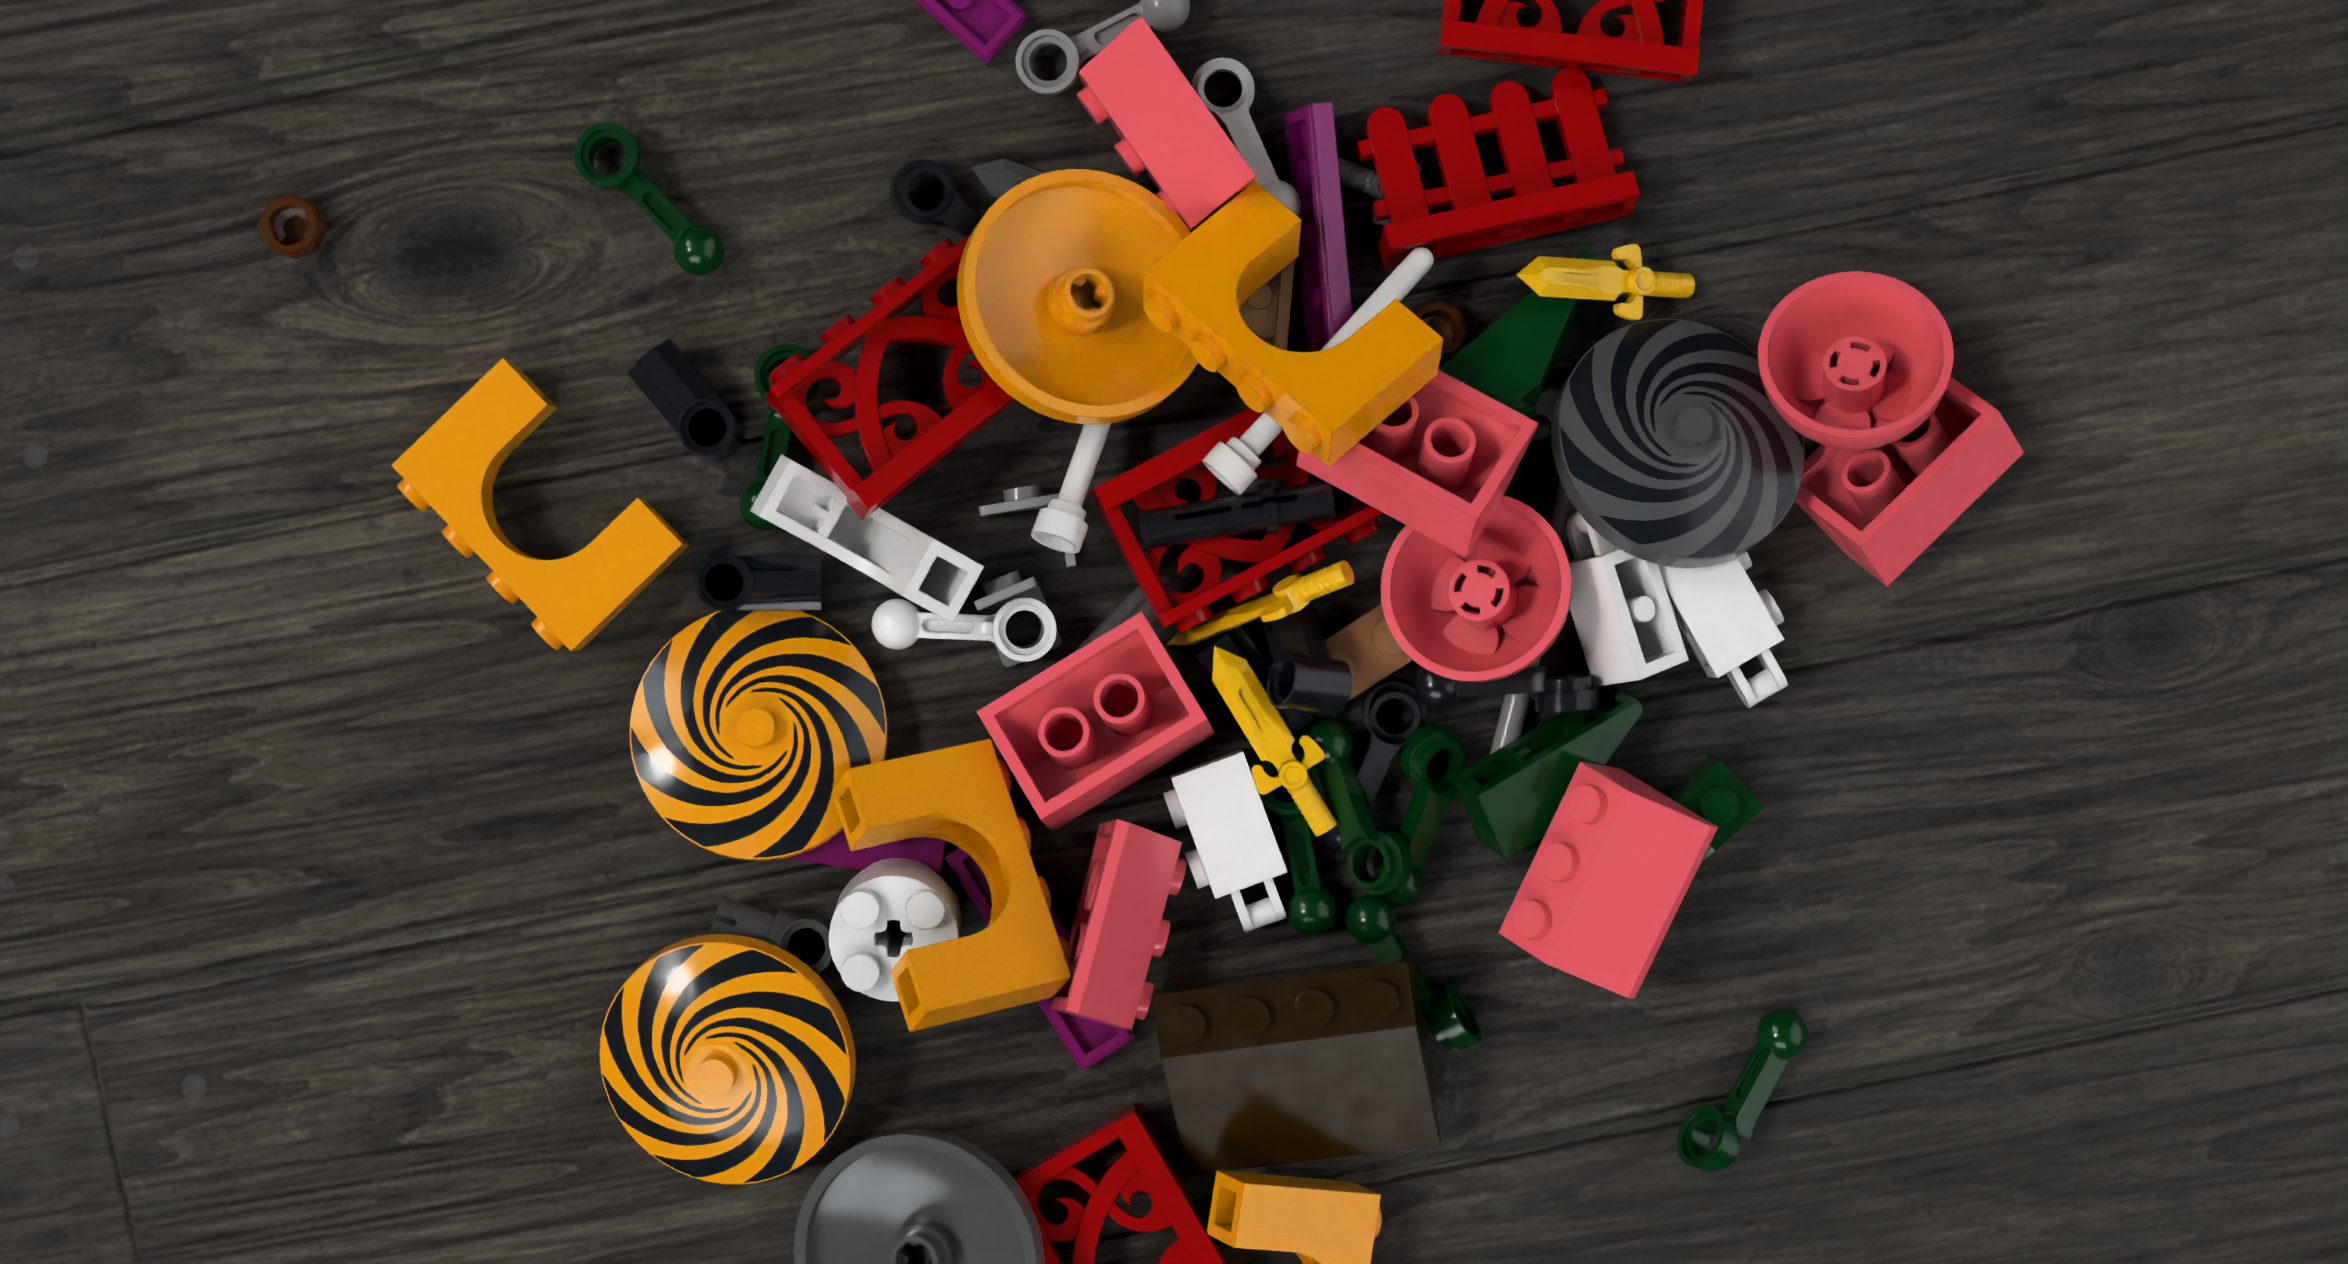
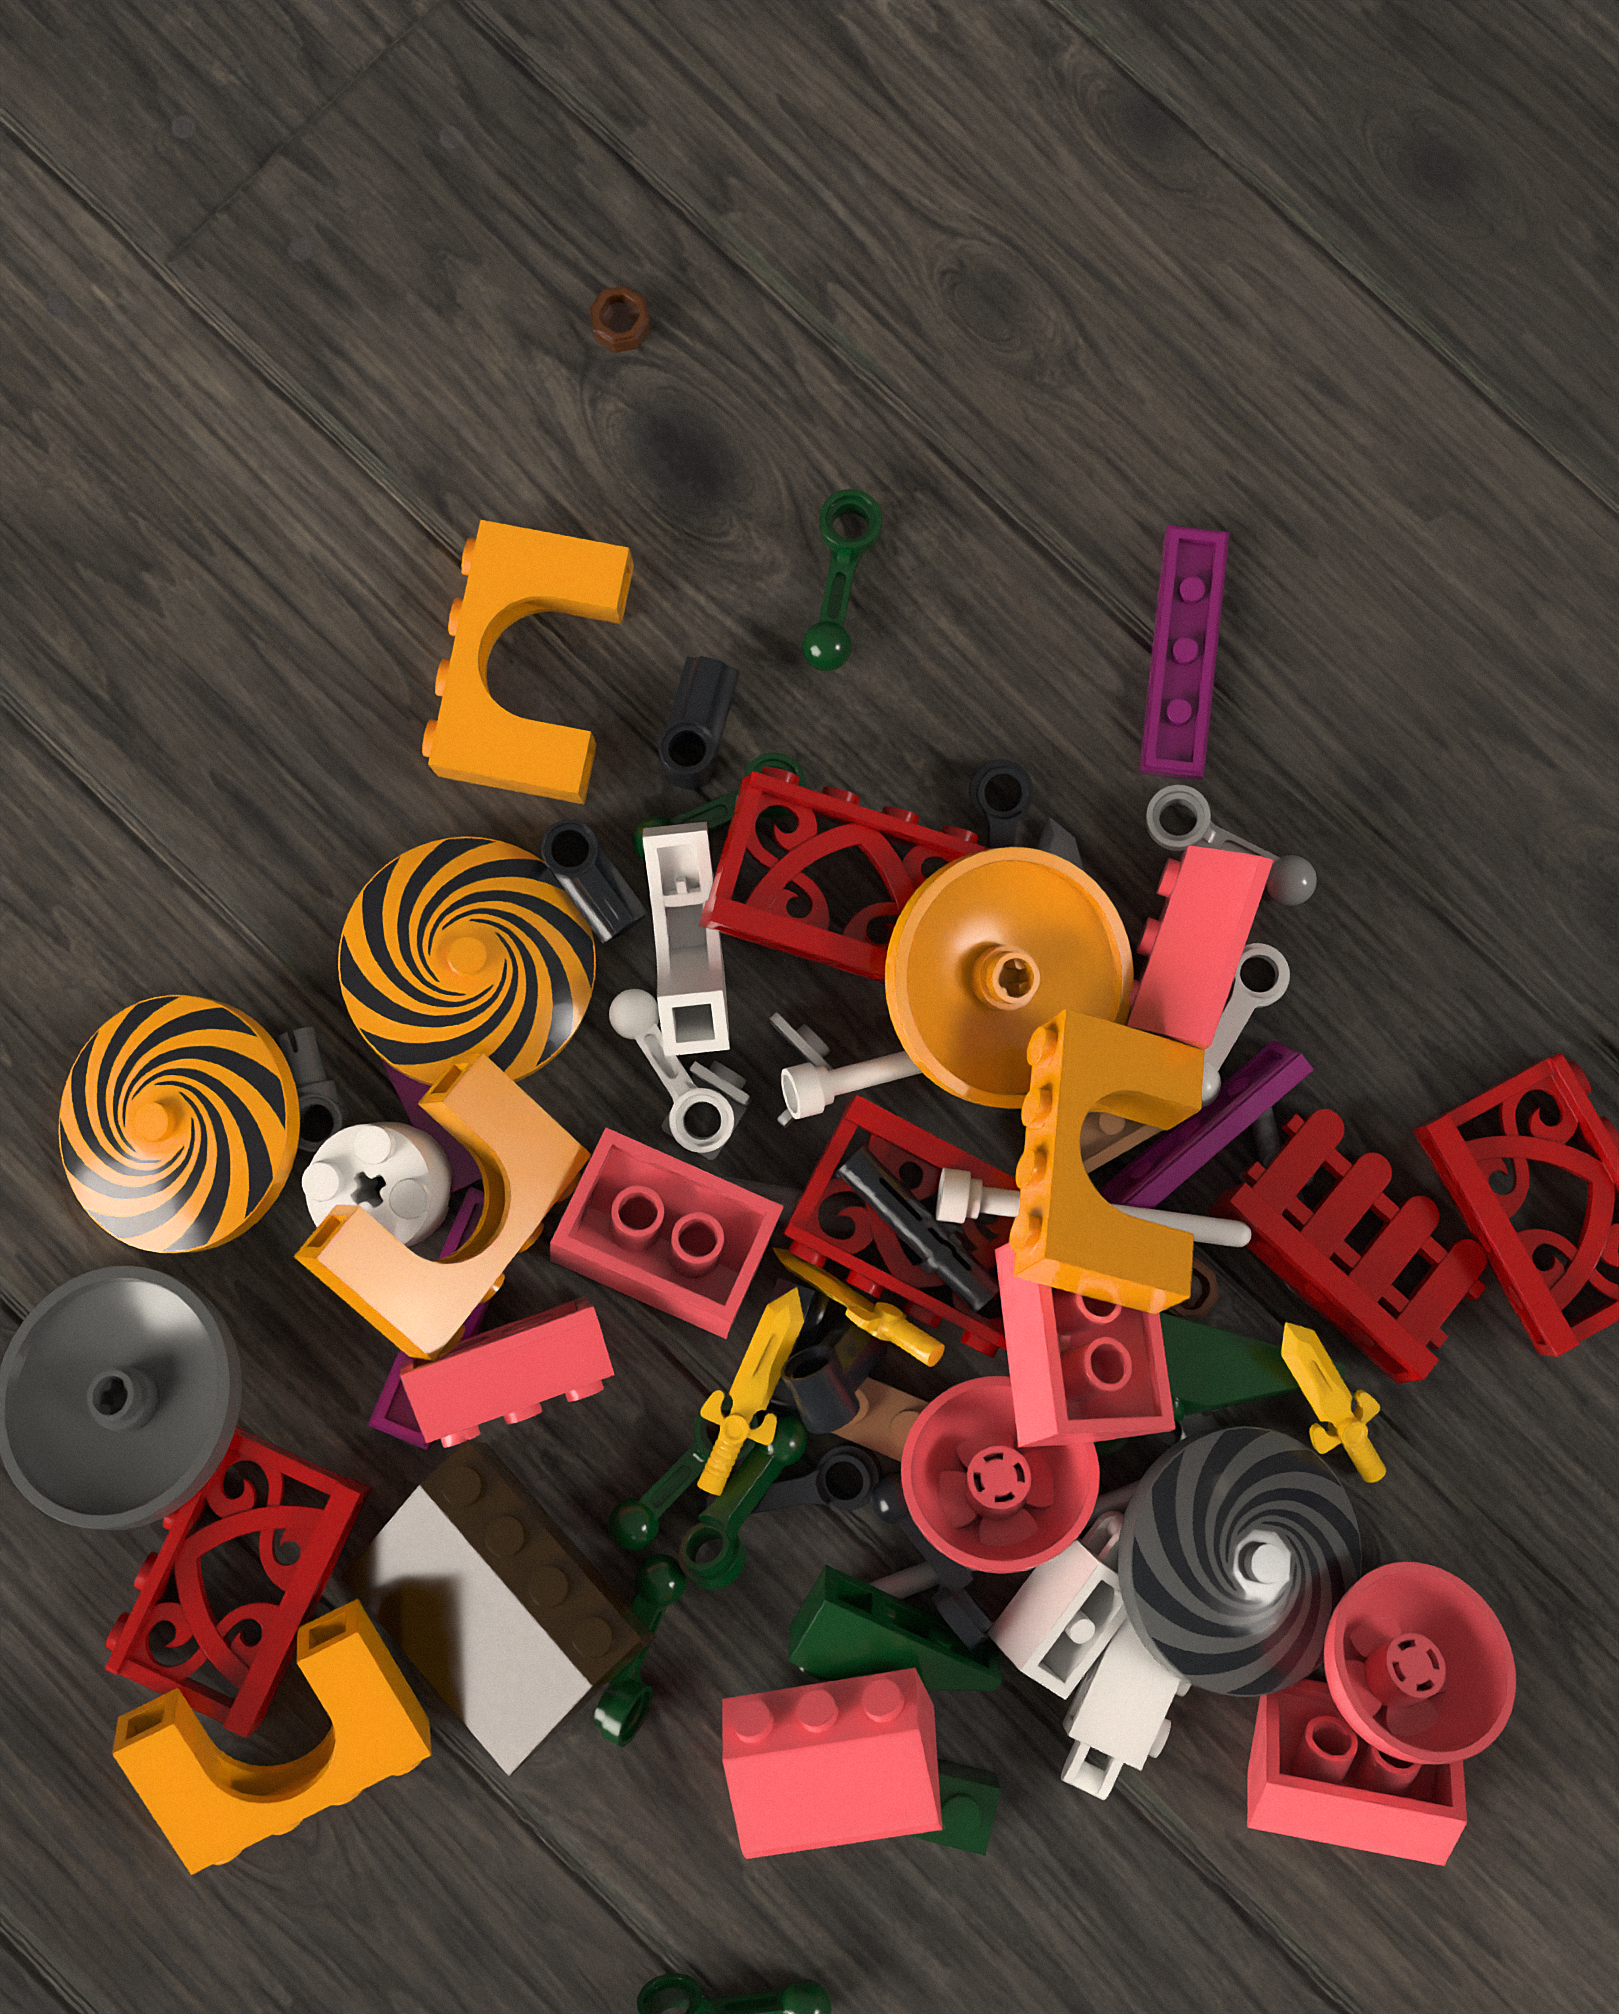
camera: 60 degrees right, 5 degrees down
(1229, 834) = (649, 1410): white brick -> none
(1429, 800) = (792, 1559): dark green piece -> none

